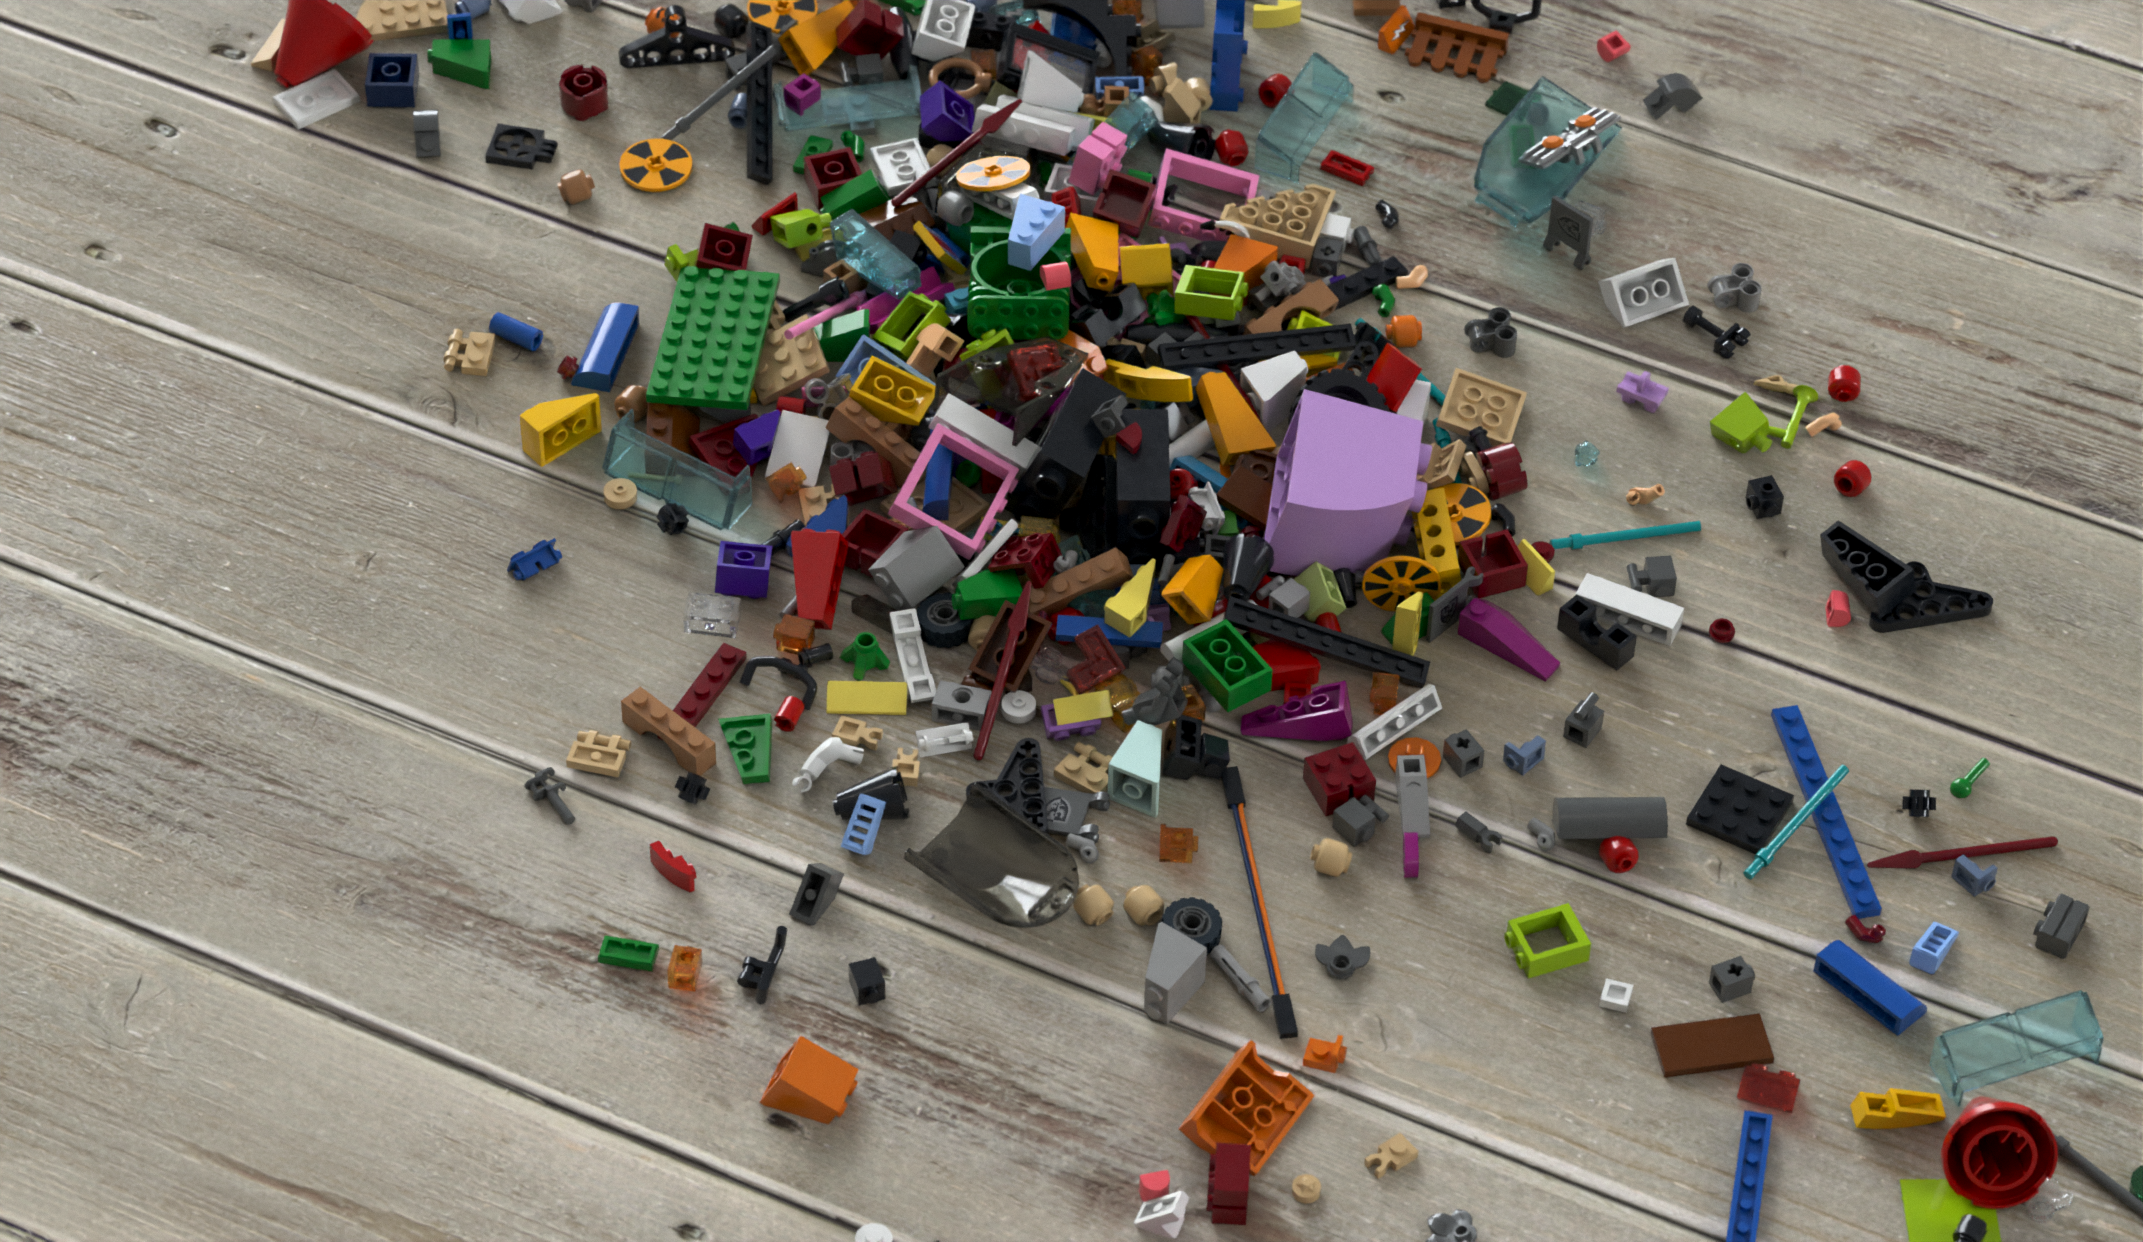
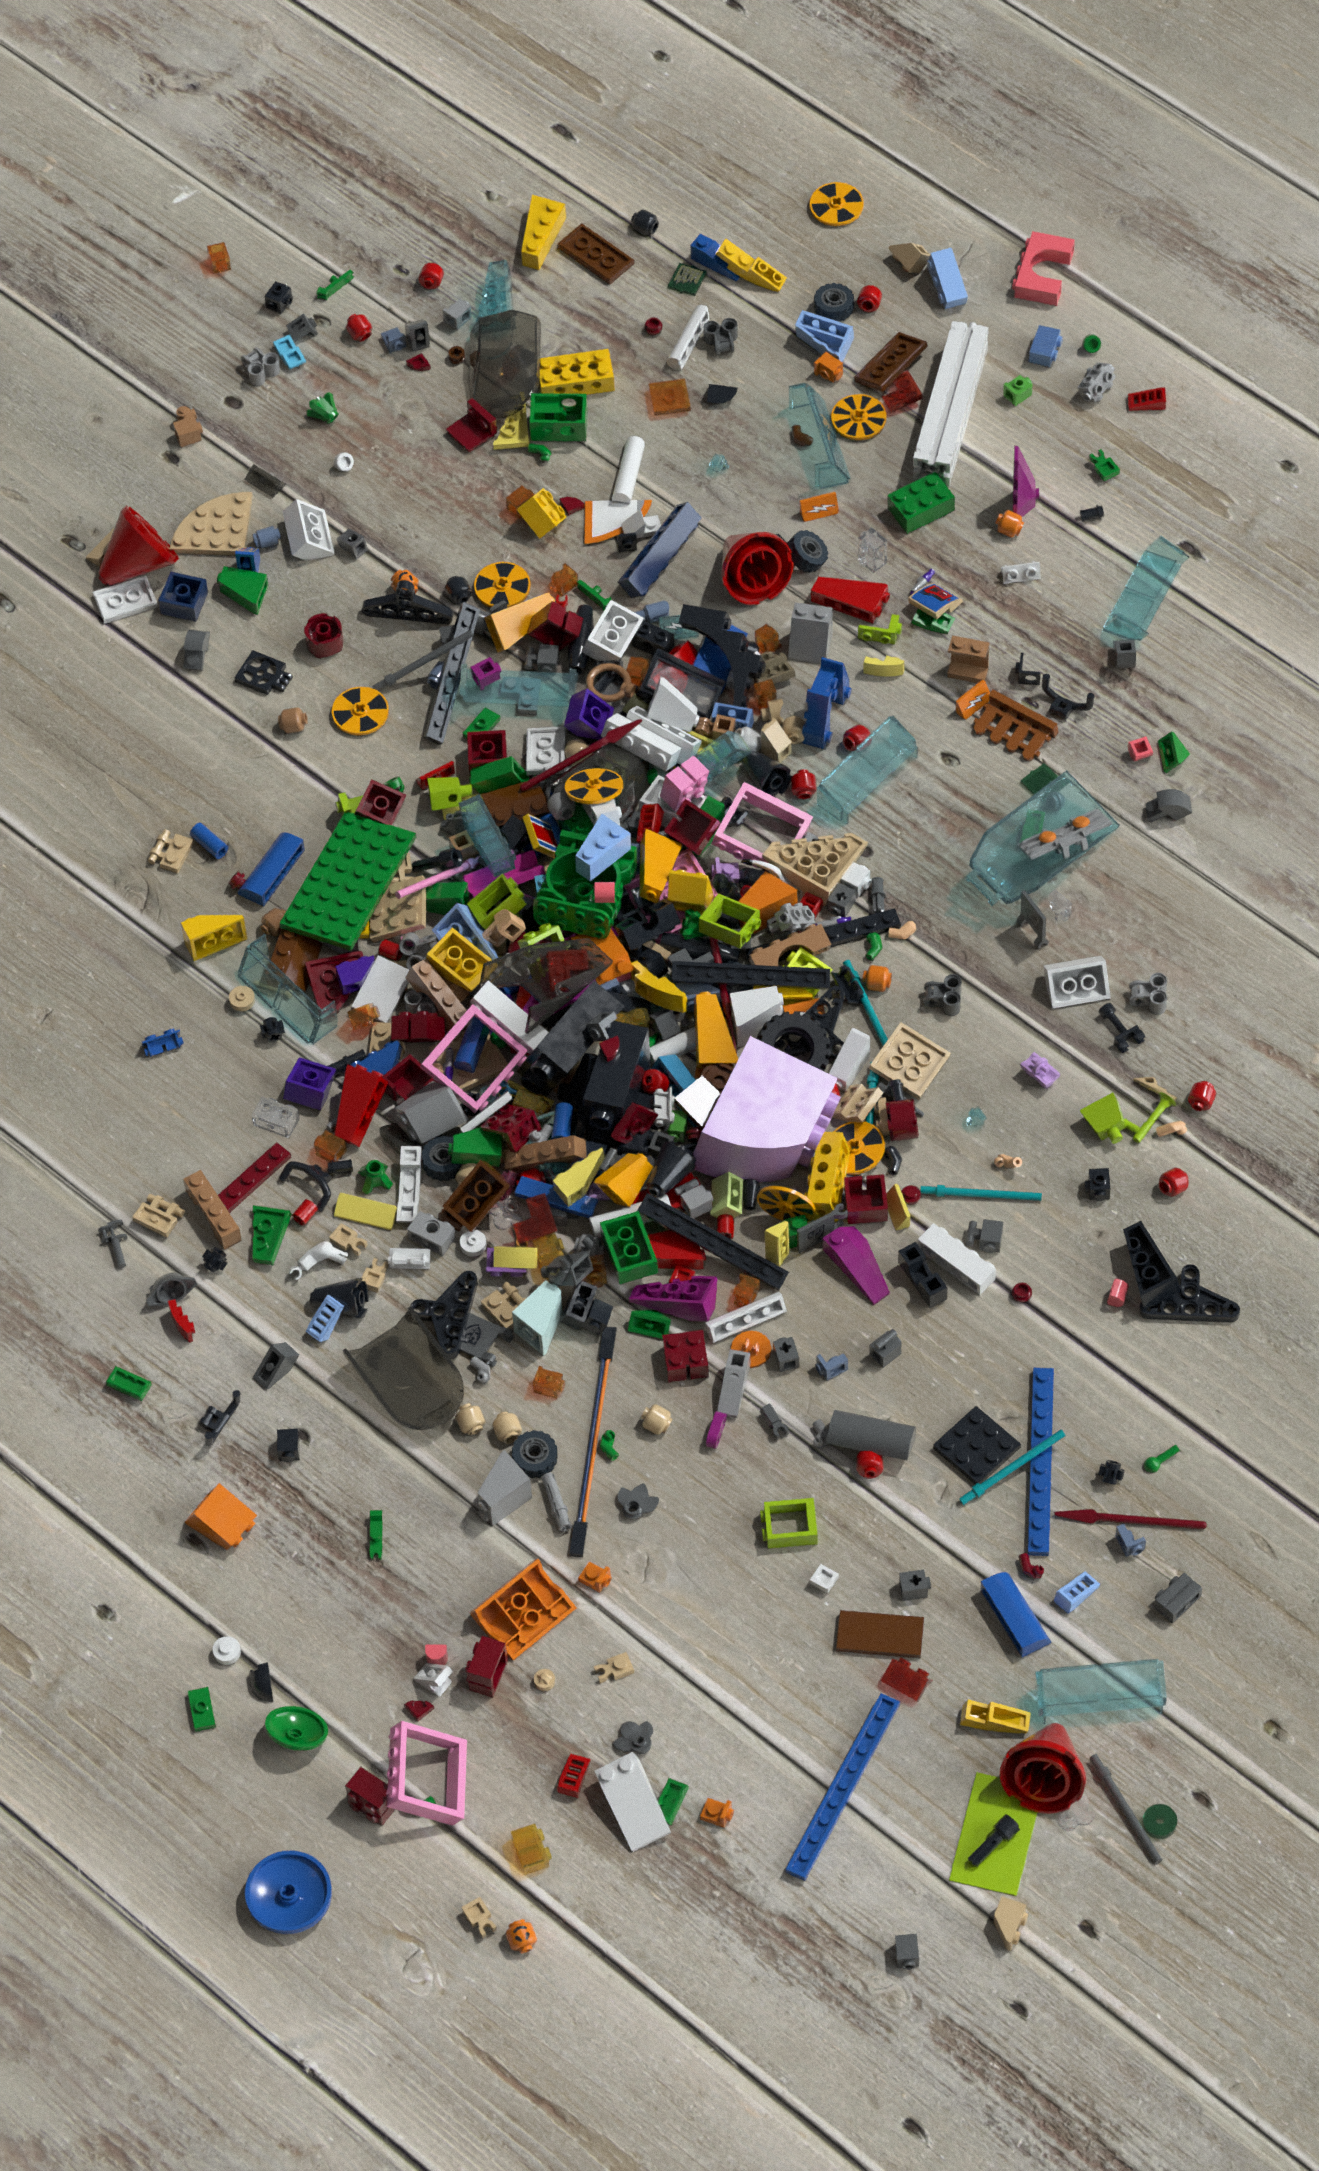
camera: 20 degrees right, 10 degrees up
(646, 829) = (170, 1287): none -> dark grey hat
(684, 968) = (157, 1405): clear orange brick -> none
(855, 143) = (517, 723): green arm -> none
(1016, 624) = (483, 1182): dark red piece -> none
(1019, 1063) = (376, 1534): none -> green piece
(1086, 541) = (562, 1120): none -> blue piece
(1278, 754) = (649, 1323): none -> green slope
(1278, 901) = (606, 1445): none -> green arm
(1345, 170) = (900, 829): red tile -> none
(1357, 819) = (686, 1393): dark grey brick -> none
(1390, 213) = (907, 869): black arm -> none
(1393, 375) = (842, 1024): red slope -> none
(1649, 43) = (1172, 751): none -> green slope

